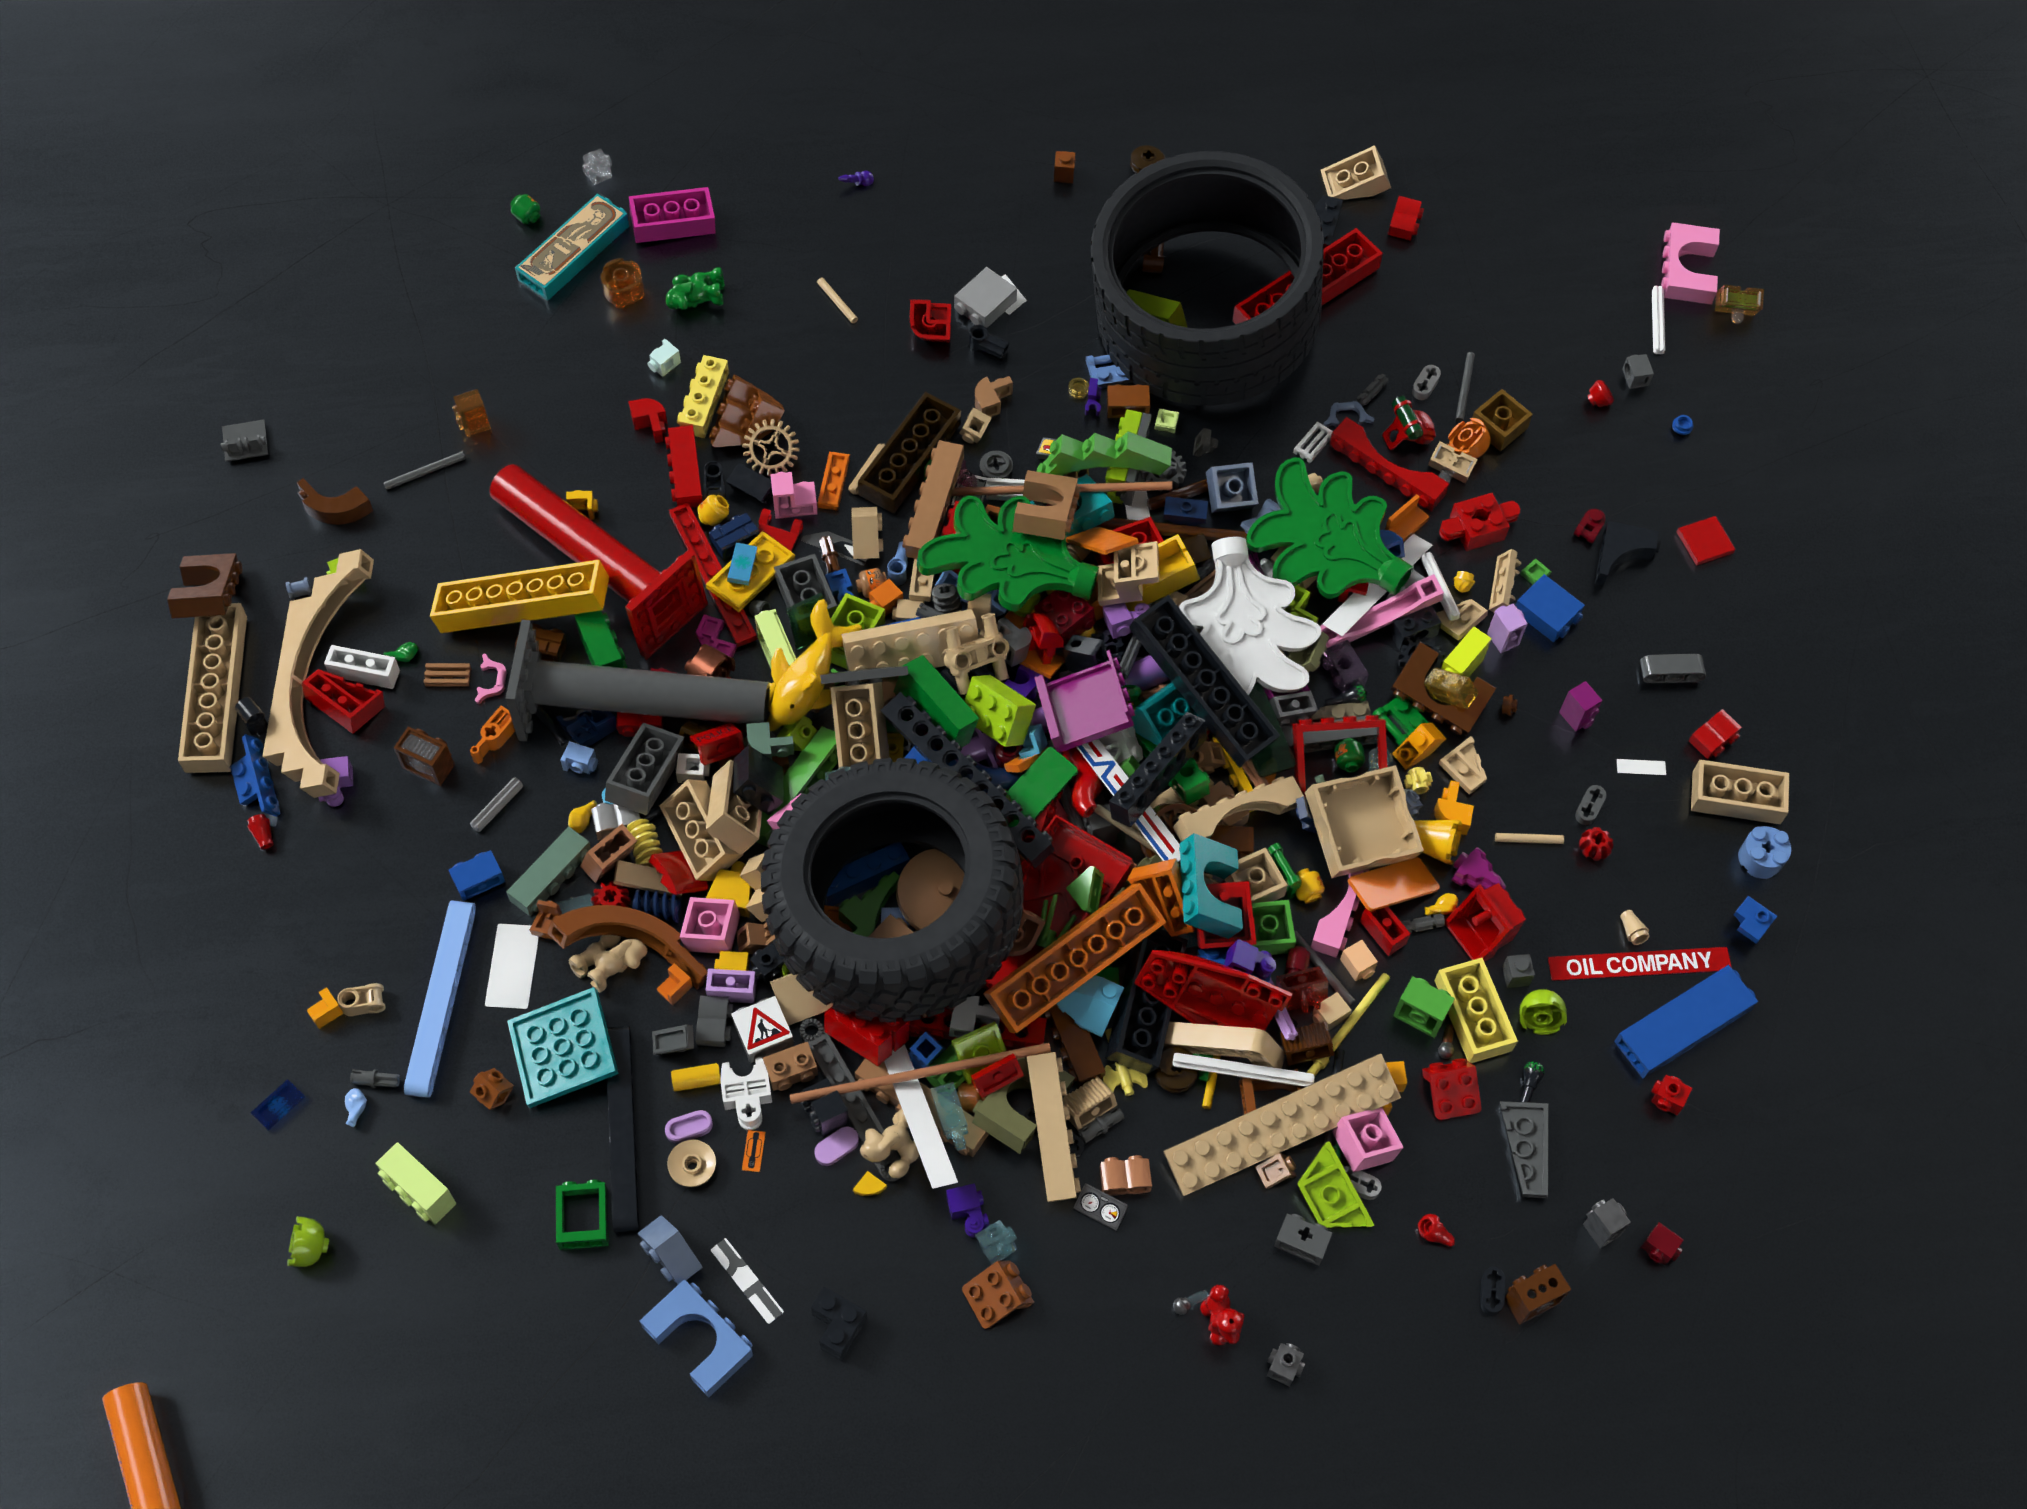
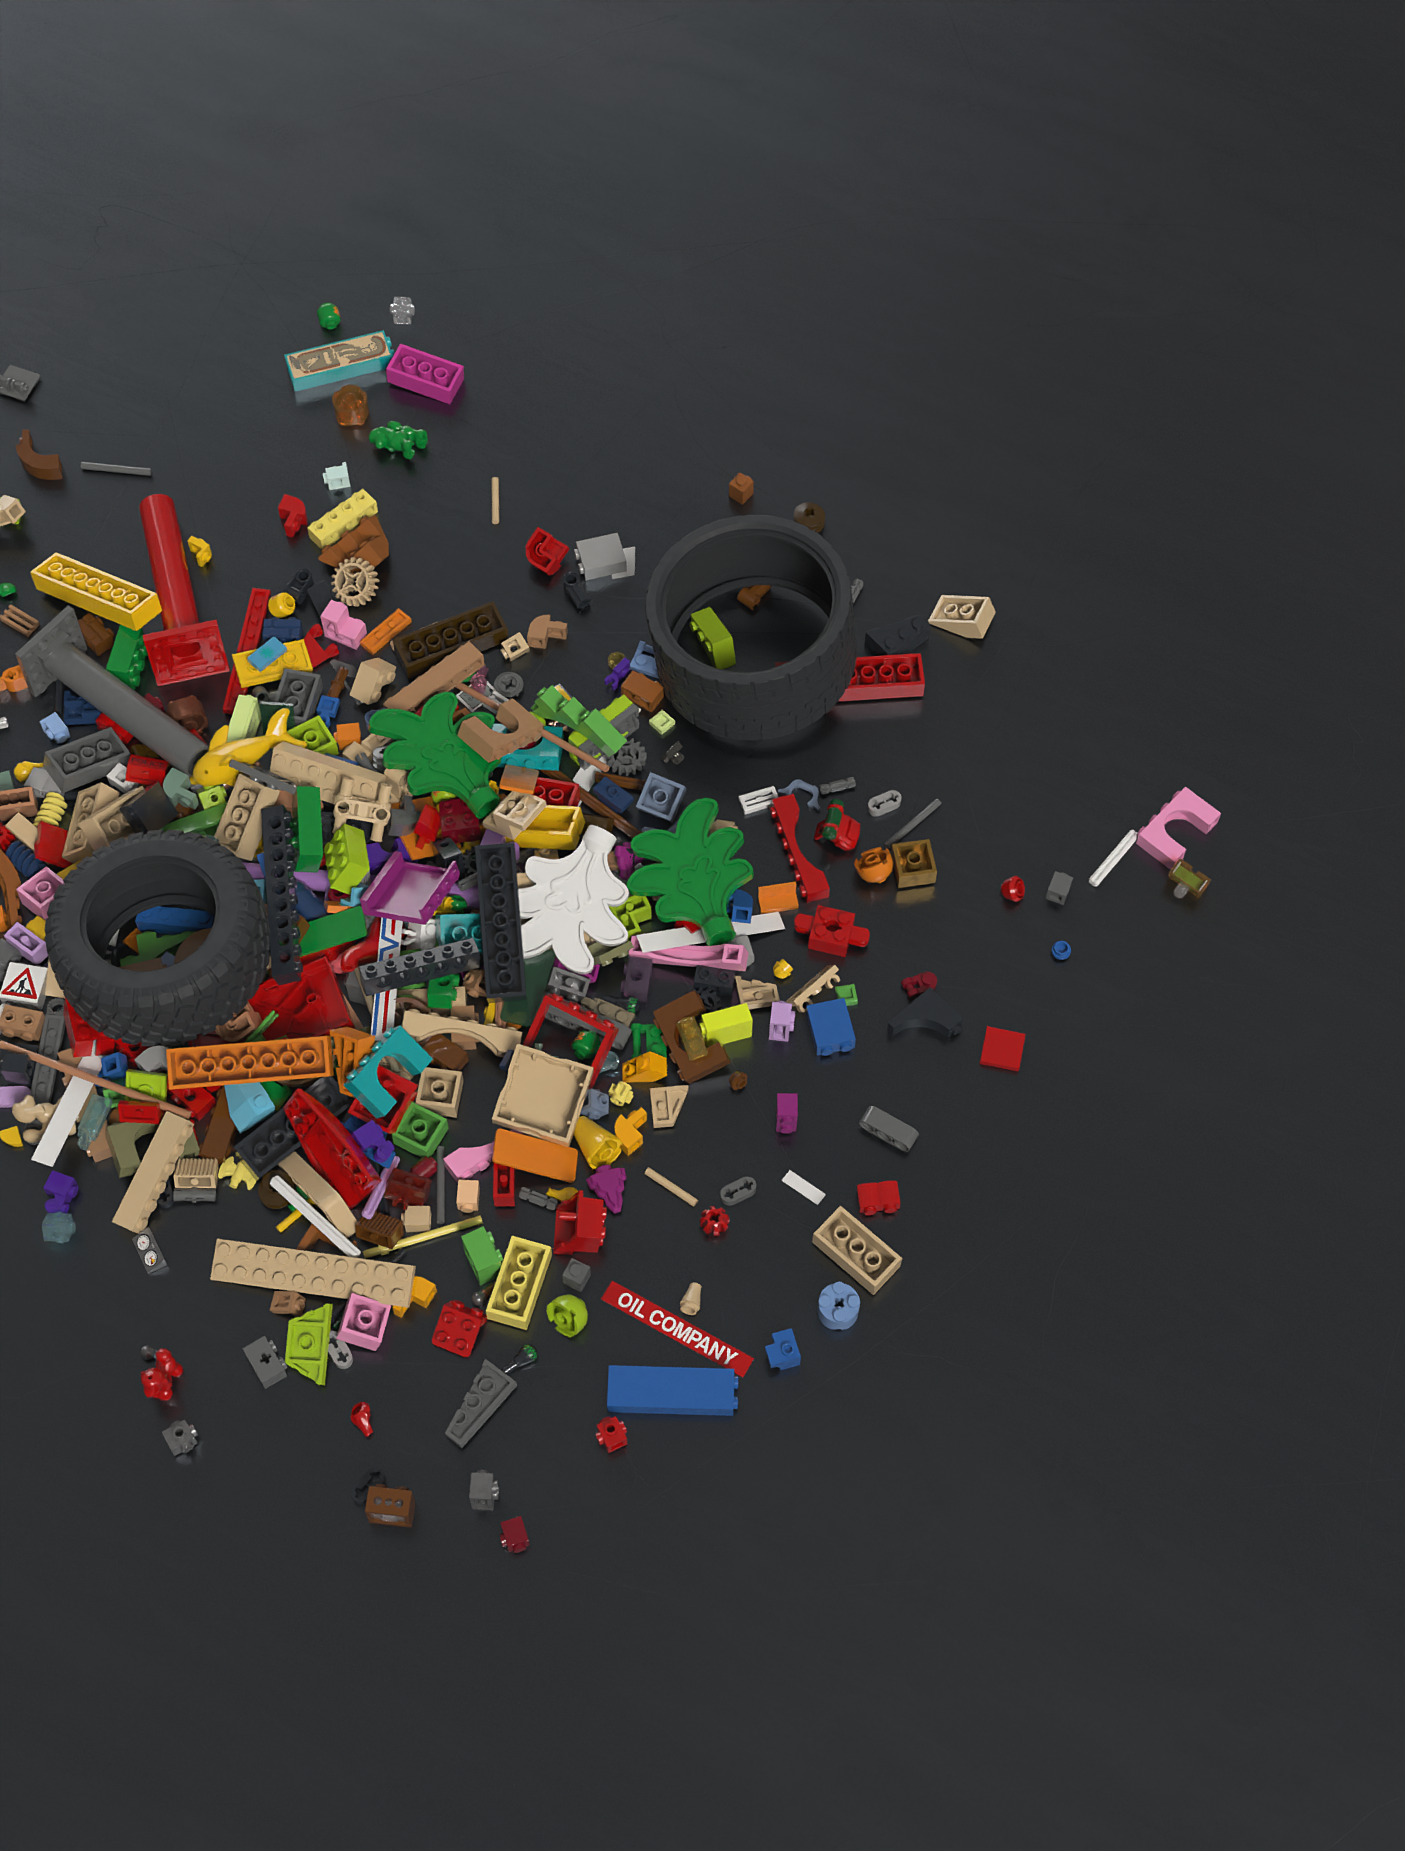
camera: 35 degrees right, 0 degrees up
(470, 413) = (173, 444): clear orange brick -> none
(685, 466) = (289, 560): red brick -> none
(709, 632) = (211, 692): dark pink tile -> none
(860, 178) = (589, 419): dark purple bar -> none
(869, 580) = (350, 715): medium nougat head -> none
(997, 1293) = (34, 1261): dark orange bracket -> none
(1087, 889) = (302, 1022): bright green slope -> none
(1125, 1176) = (181, 1240): nougat brick -> none
(1292, 880) = (465, 1099): green plate -> none
(1311, 886) = (476, 1119): yellow head -> none
(1405, 218) = (974, 667): red brick -> none
(1448, 602) = (760, 962): white axle -> none
(1452, 464) = (845, 875): tan piece -> none

